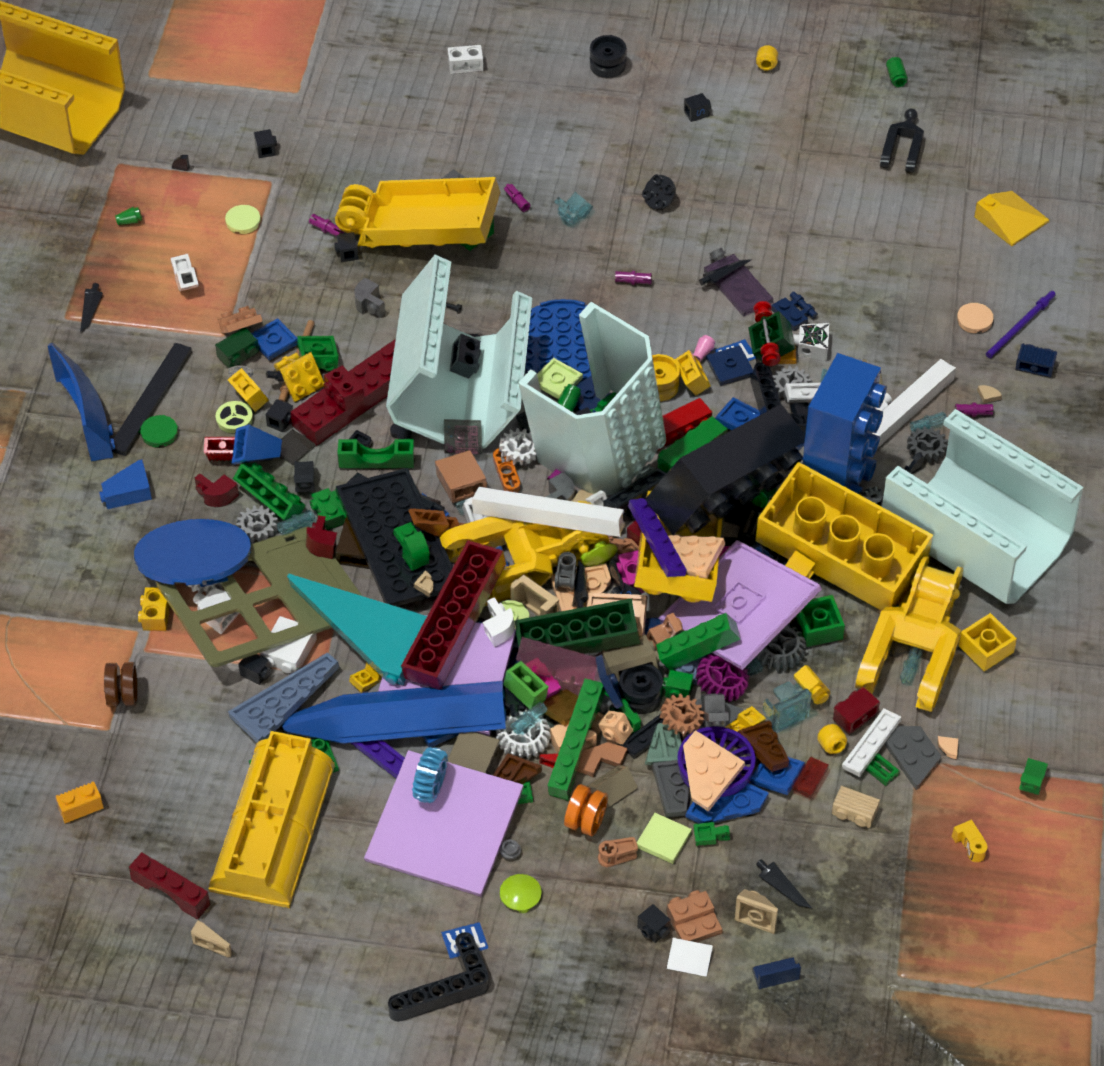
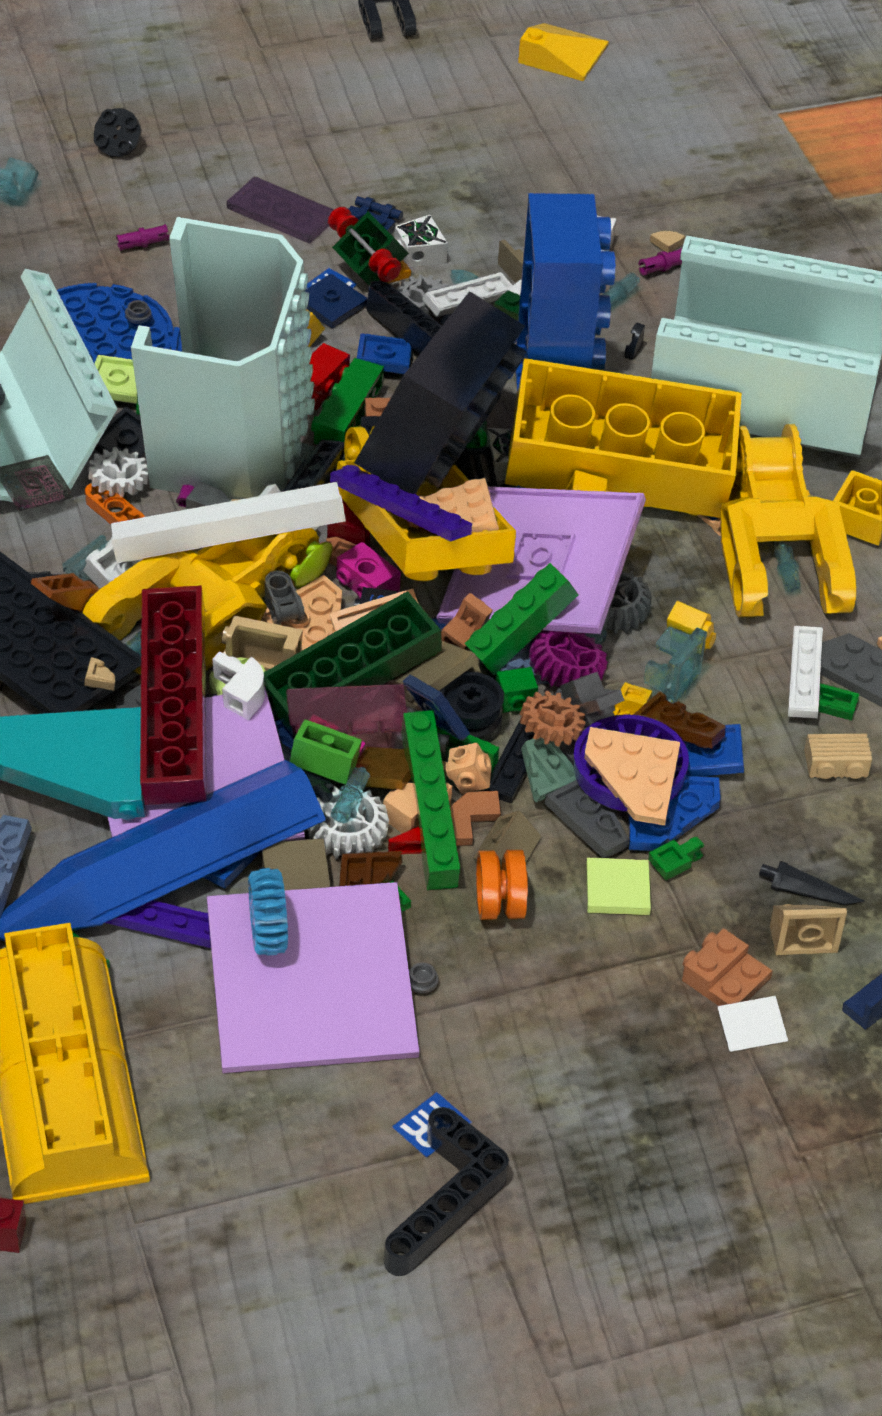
camera: 30 degrees left, 5 degrees down
(208, 939) = (62, 1271): tan slope -> none
(365, 678) = (78, 828): yellow slope -> none
(414, 545) = (63, 629): green brick -> none
(460, 476) = (60, 532): nougat brick -> none
(520, 892) = (471, 1029): lime dish -> none
(580, 590) = (316, 617): black bar -> none
(614, 573) = (350, 582): black bar -> none
(618, 851) = (570, 925): nougat piece -> none
(654, 923) = (681, 998): black brick -> none
(697, 107) = (103, 31): black brick -> none
(717, 254) = (235, 182): flat silver plate -> none
(717, 274) = (252, 201): black bar -> none
(810, 777) = (757, 741): clear red plate -> none
(820, 621) = (654, 551): green brick -> none
(832, 739) = (753, 685): yellow head -> none
(856, 710) = (760, 640): dark red brick -> none
(928, 443) = (636, 309): dark grey gear -> none
(975, 317) = (595, 165): light nougat tile -> none
(1036, 360) = (700, 187): dark blue brick -> none
(1041, 304) = (662, 130): dark purple bar -> none

